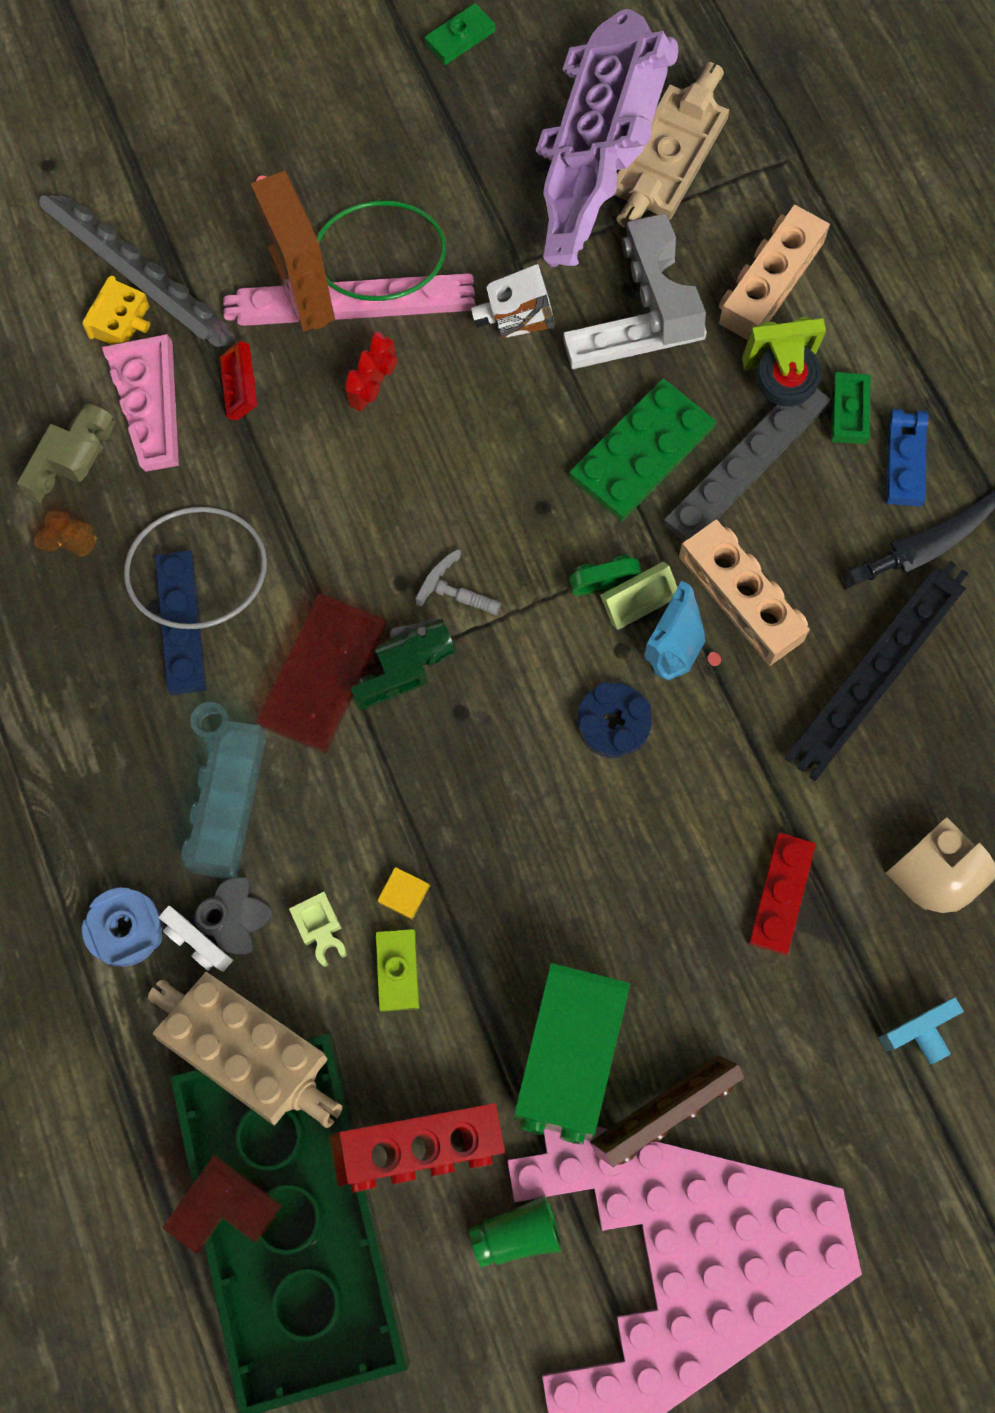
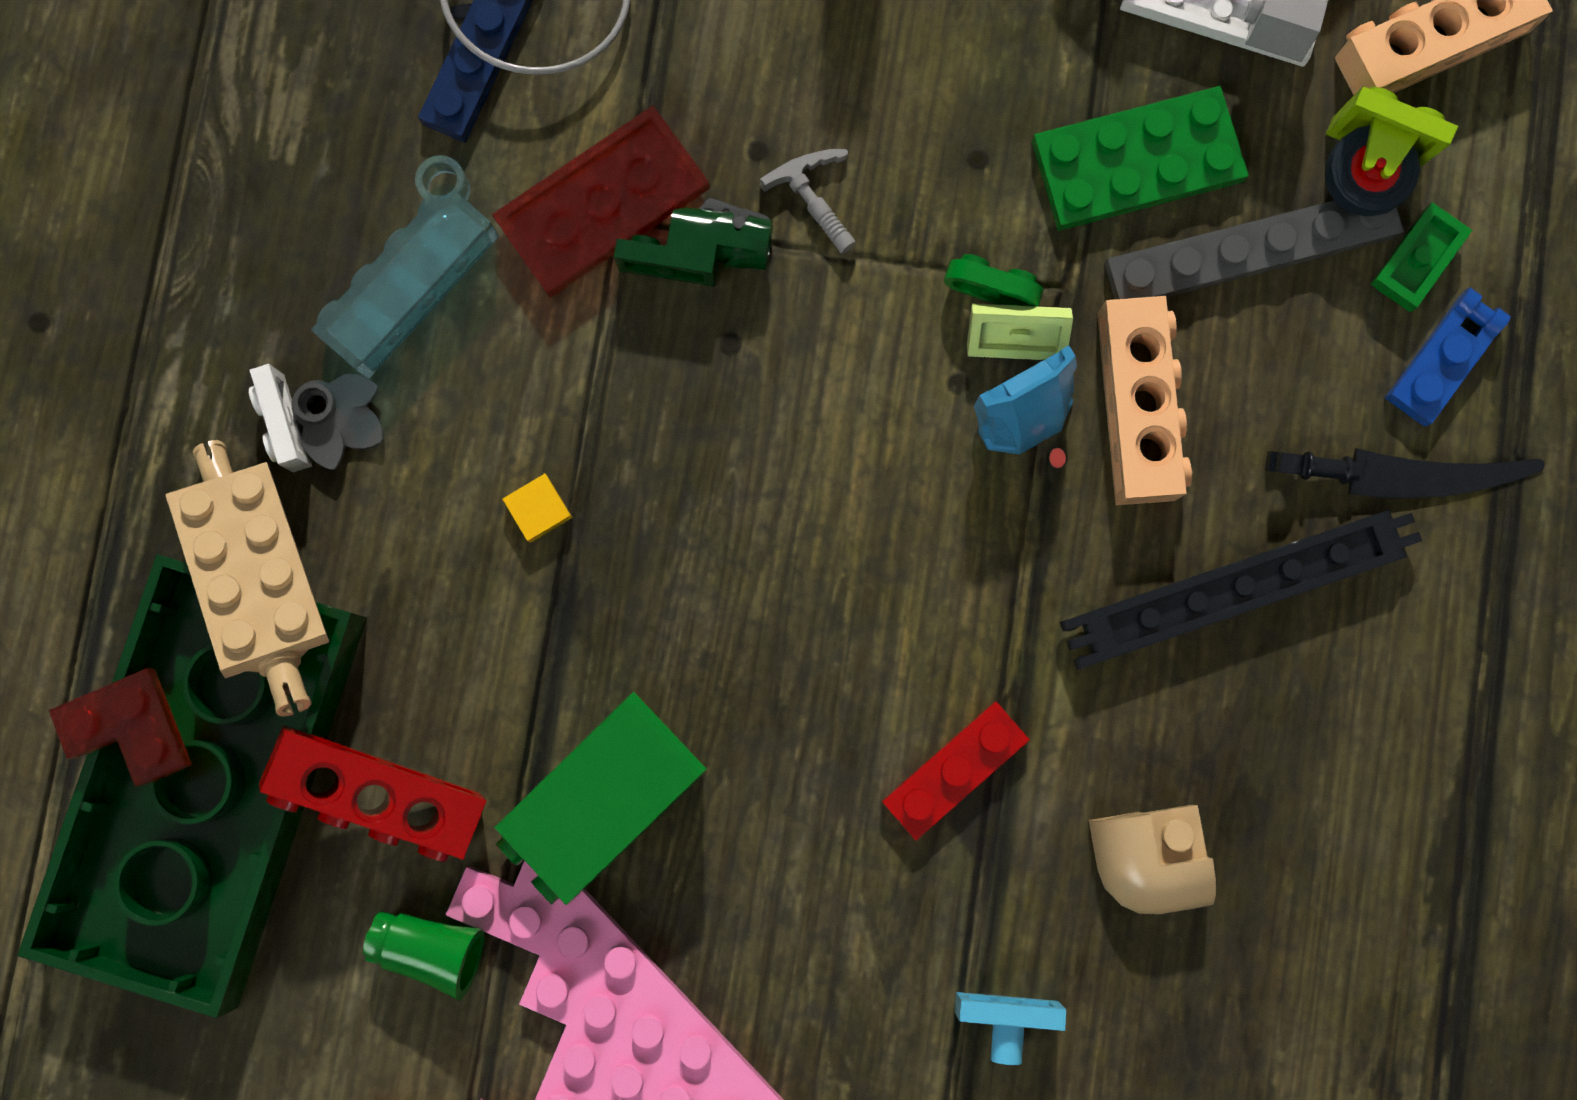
camera: 30 degrees right, 10 degrees up
(102, 918) = (196, 333): medium blue plate -> none
(317, 923) = (421, 481): yellowish green plate -> none
(397, 970) = (478, 588): lime plate -> none
(622, 739) = (906, 431): dark blue plate -> none
(662, 1113) = (666, 926): reddish brown plate -> none

